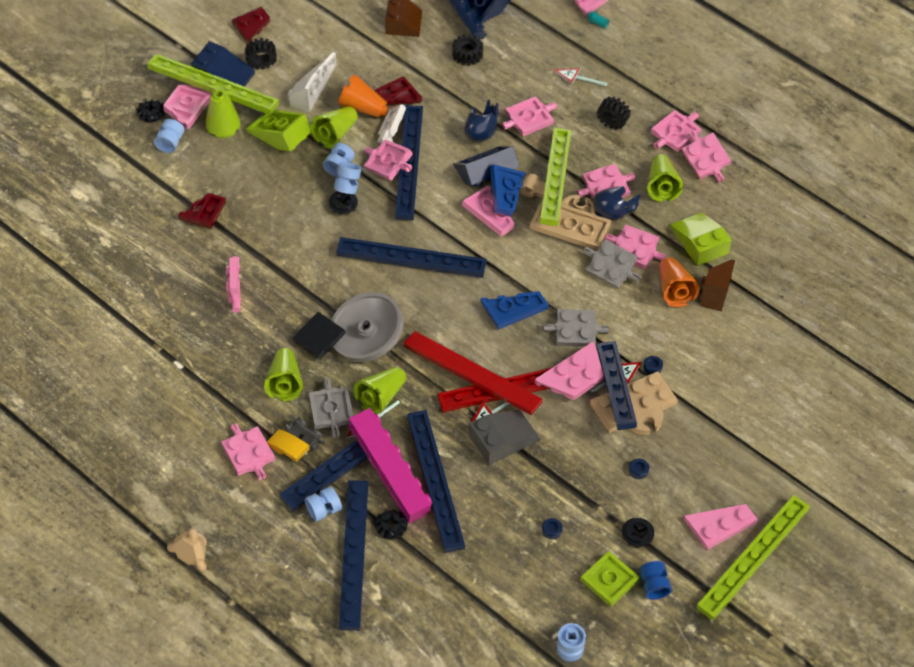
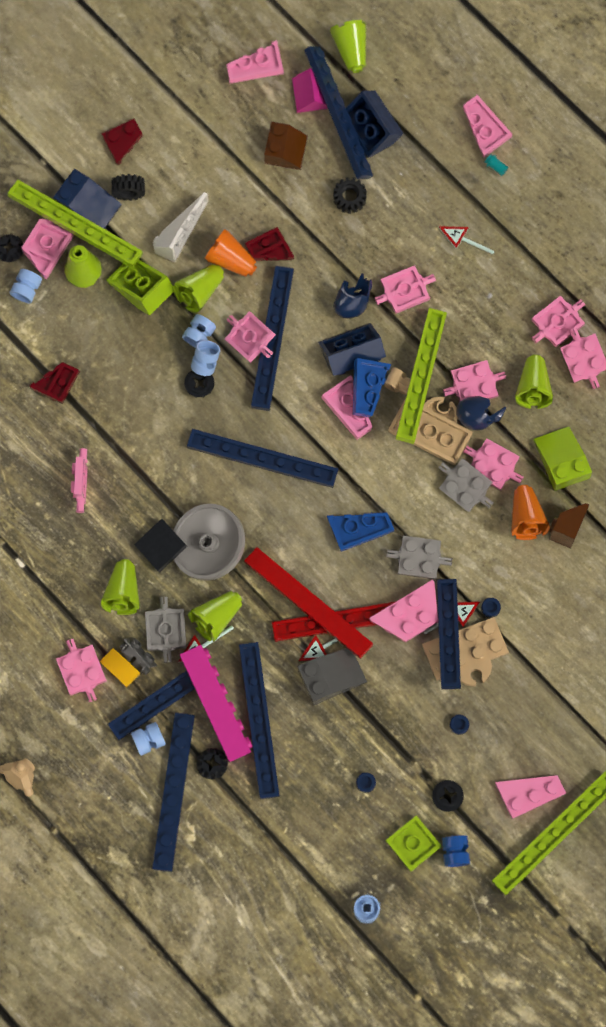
camera: 10 degrees right, 20 degrees up
(390, 123) = (257, 289): white hinge -> none
(613, 113) = (494, 296): black tyre -> none

